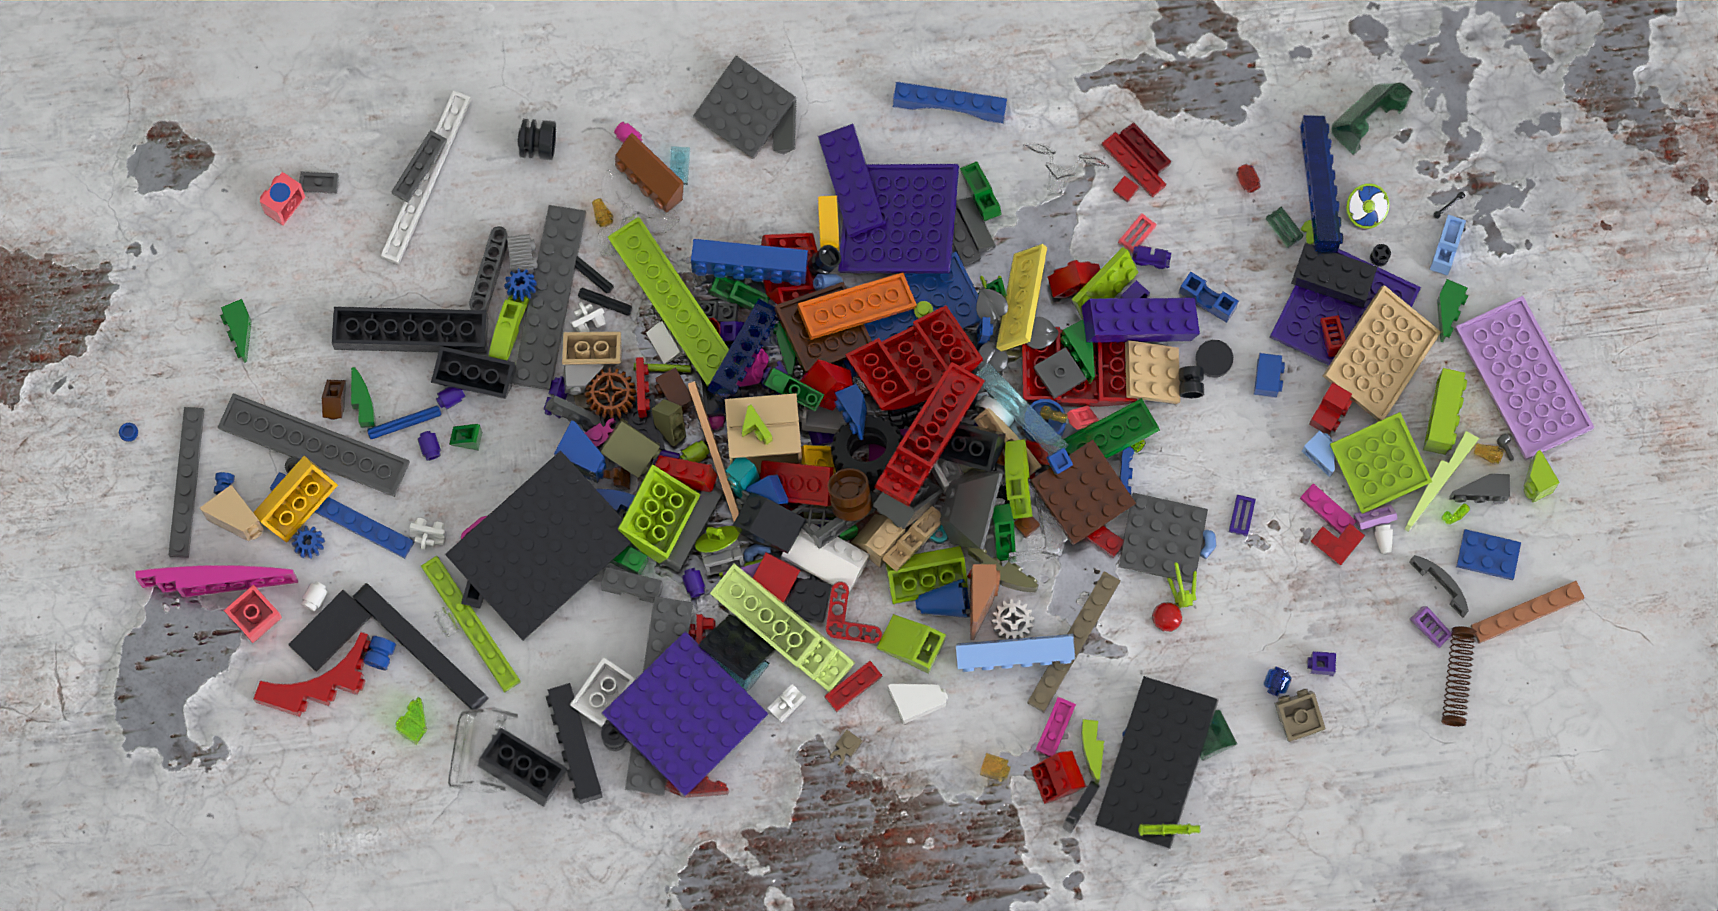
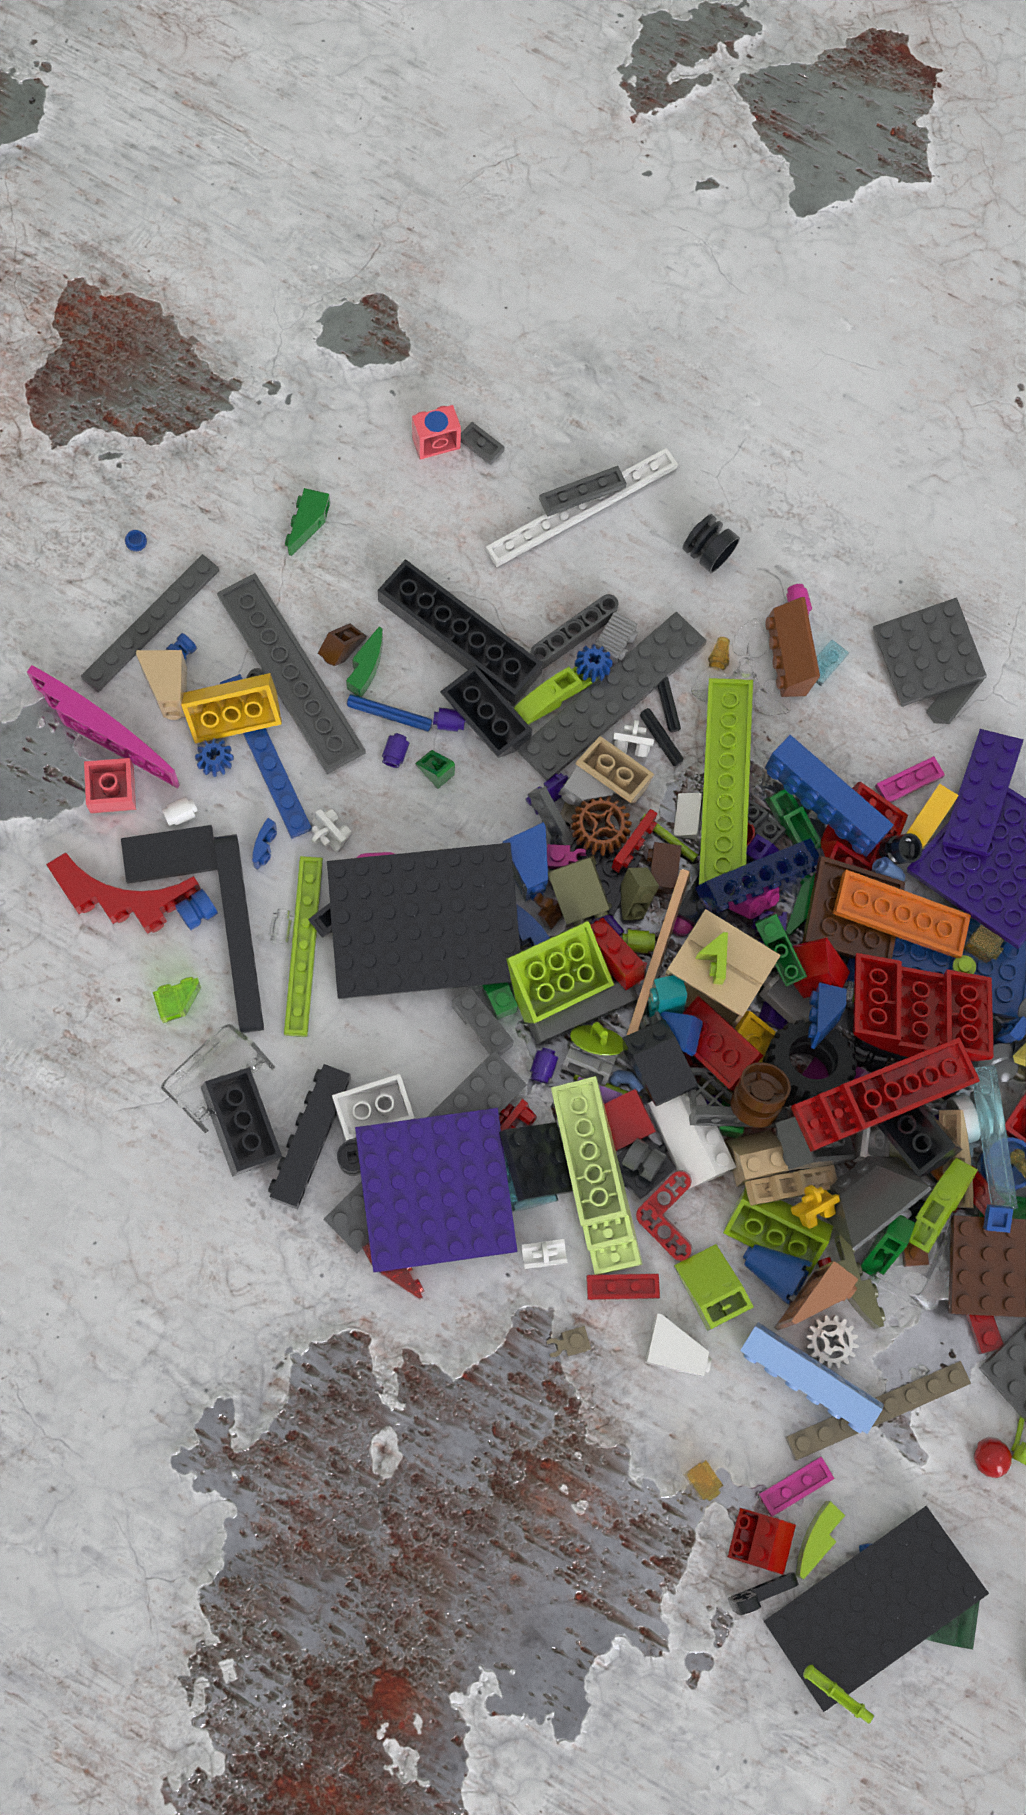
camera: 30 degrees right, 0 degrees up
(391, 578) = (262, 850): none -> blue slope
(796, 207) = (910, 780): none -> dark pink plate
(806, 593) = (644, 1159): none -> dark grey wheel
(926, 285) = (984, 944): none -> clear yellow brick
(936, 538) = (815, 1202): none -> yellow hips

